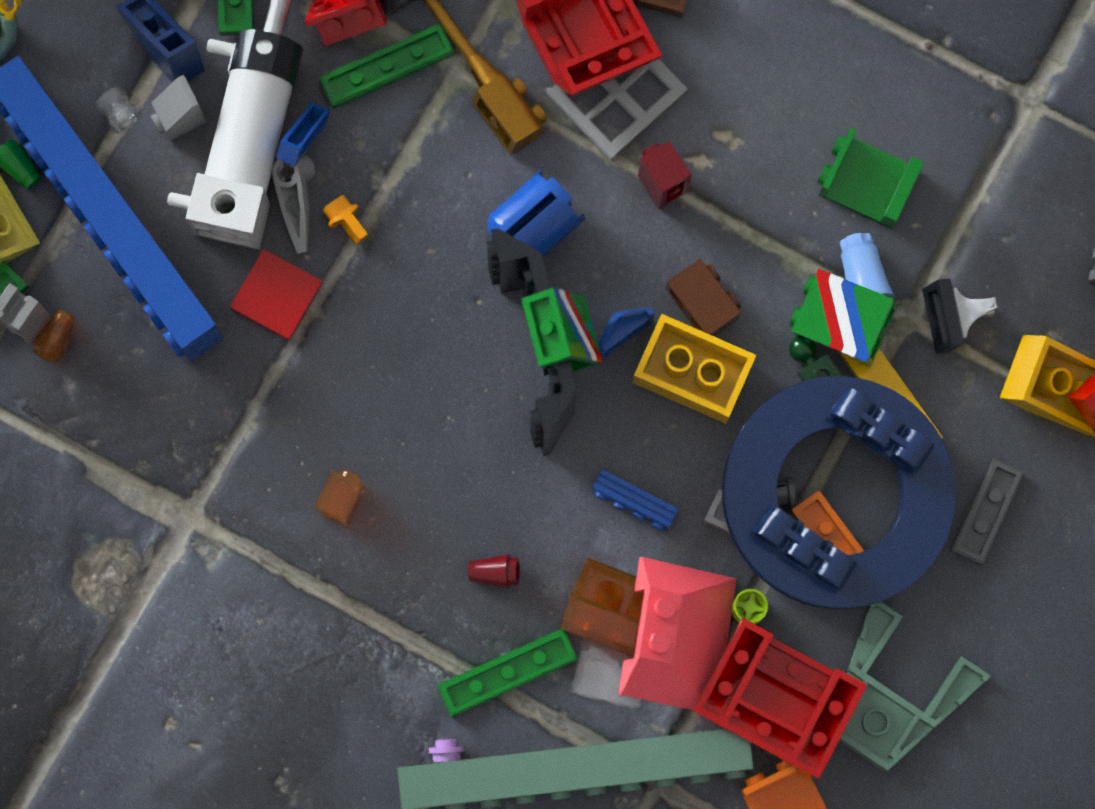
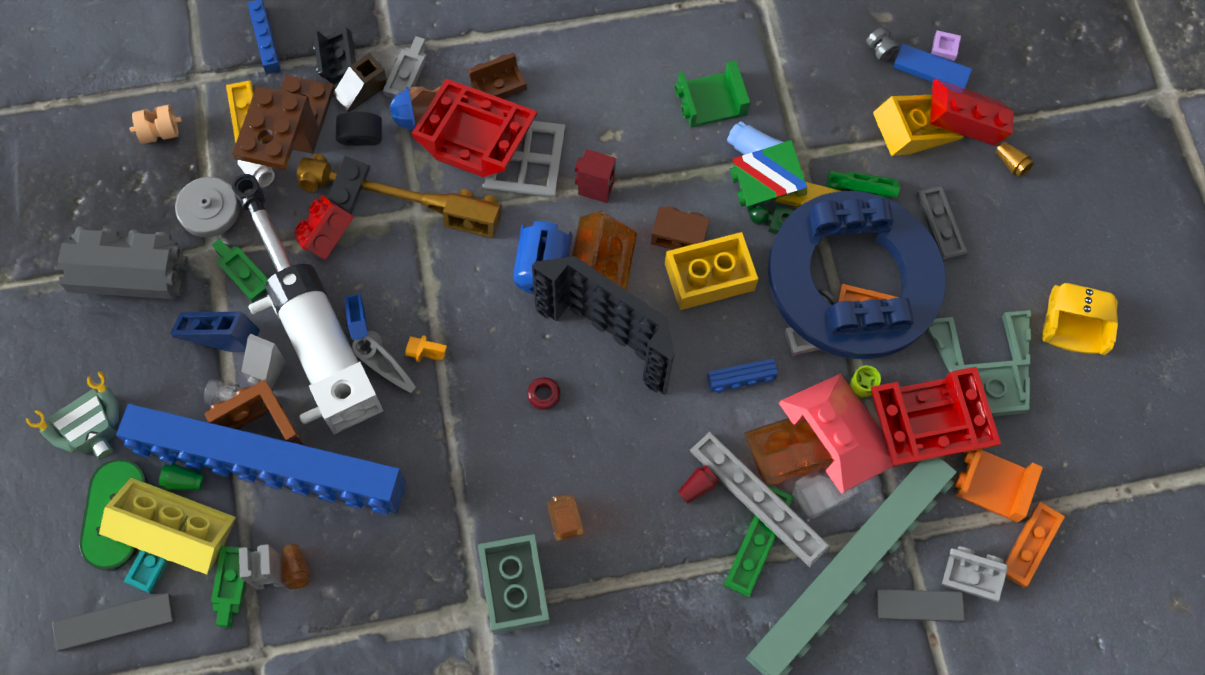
camera: 40 degrees left, 10 degrees down
(135, 144) = (248, 406): none -> dark orange bracket
(238, 521) = (513, 584): none -> sand green brick
(276, 295) = (418, 428): red tile -> none
(386, 66) = (373, 244): green tile -> none
(425, 372) = (547, 403): none -> dark red piece
(446, 750) = (766, 619): lavender plate -> none
(540, 634) = (760, 499): none -> light grey tile
(561, 329) = (622, 293): green panel -> none
(602, 261) = (605, 246): none -> clear orange slope
(623, 327) = (647, 278): blue slope -> none
(942, 404) = (861, 182): none -> green hinge
(953, 314) = (824, 131): black piece -> none
(1031, 727) = (1081, 319): none -> yellow piece

